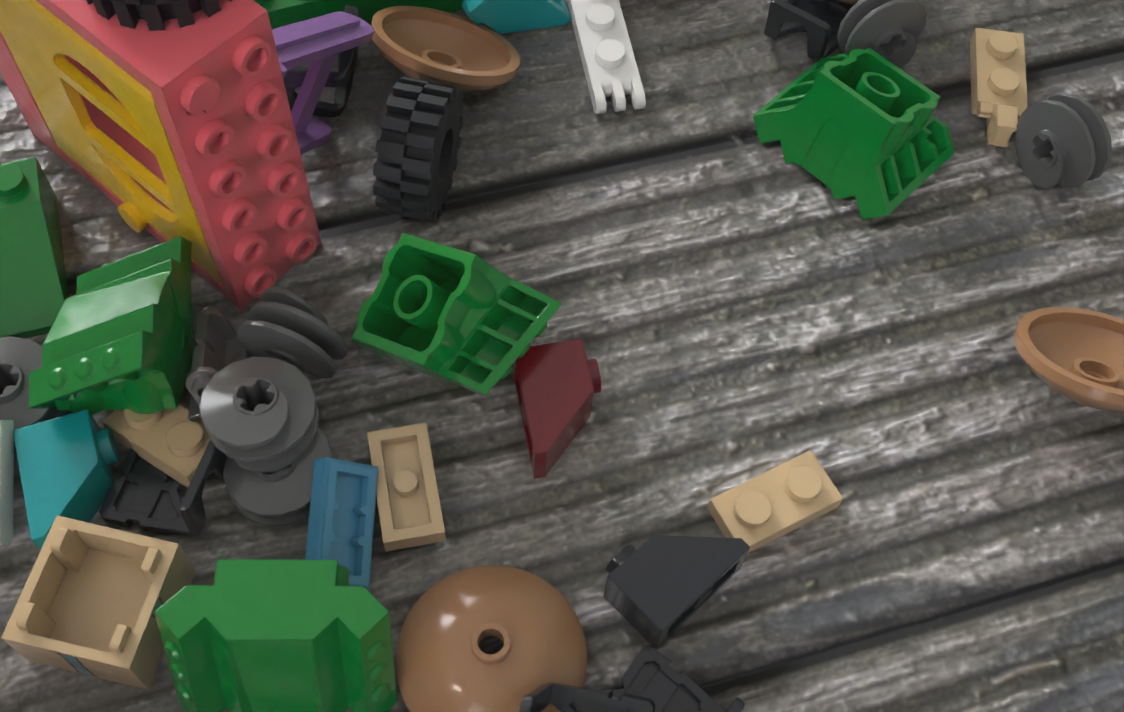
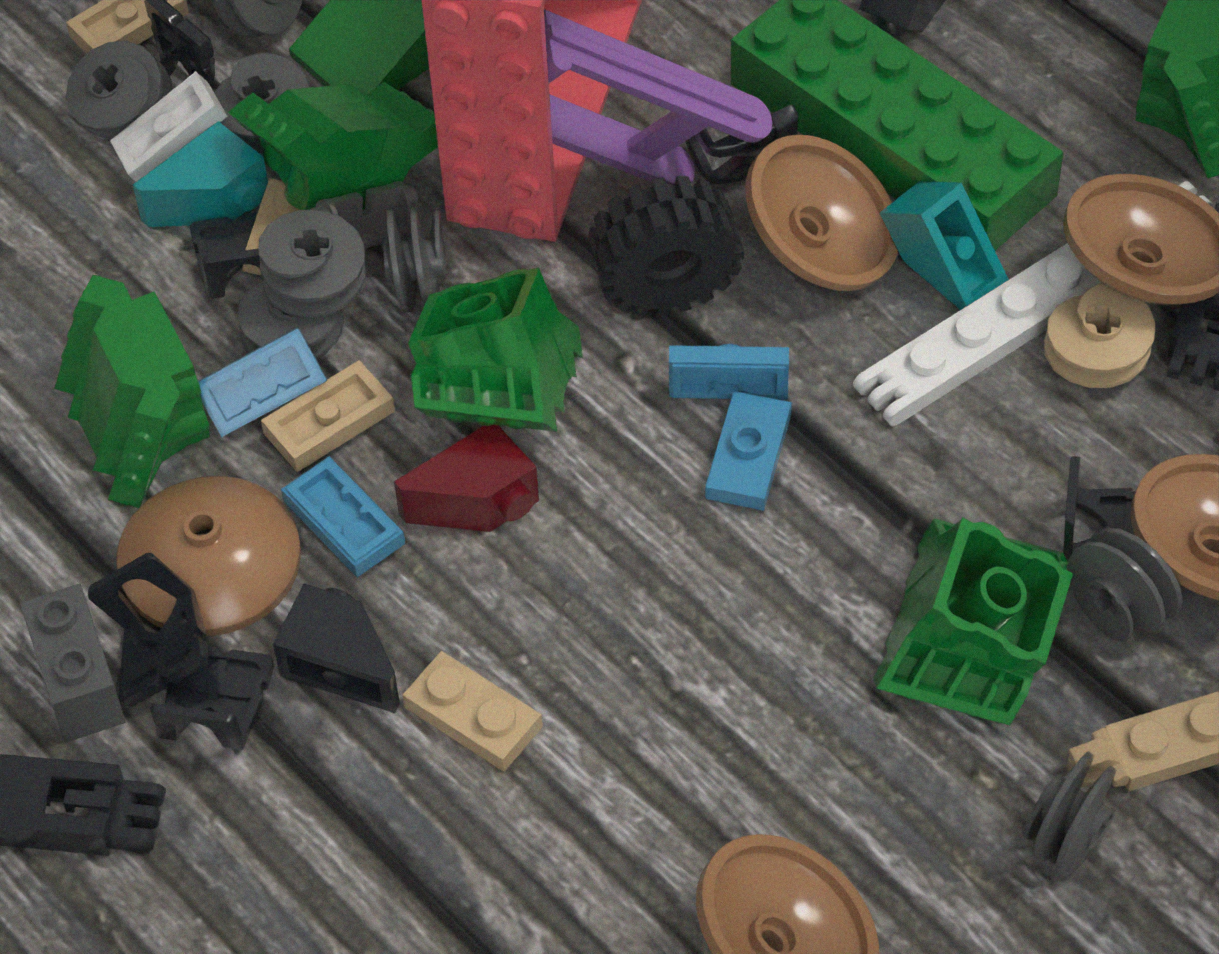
camera: 70 degrees right, 5 degrees down
(96, 601) = (115, 239): tan container -> none
(524, 520) = (343, 516): none -> dark azure plate
(546, 176) = (726, 368): none -> dark azure plate
(620, 201) = (748, 450): none -> dark azure plate

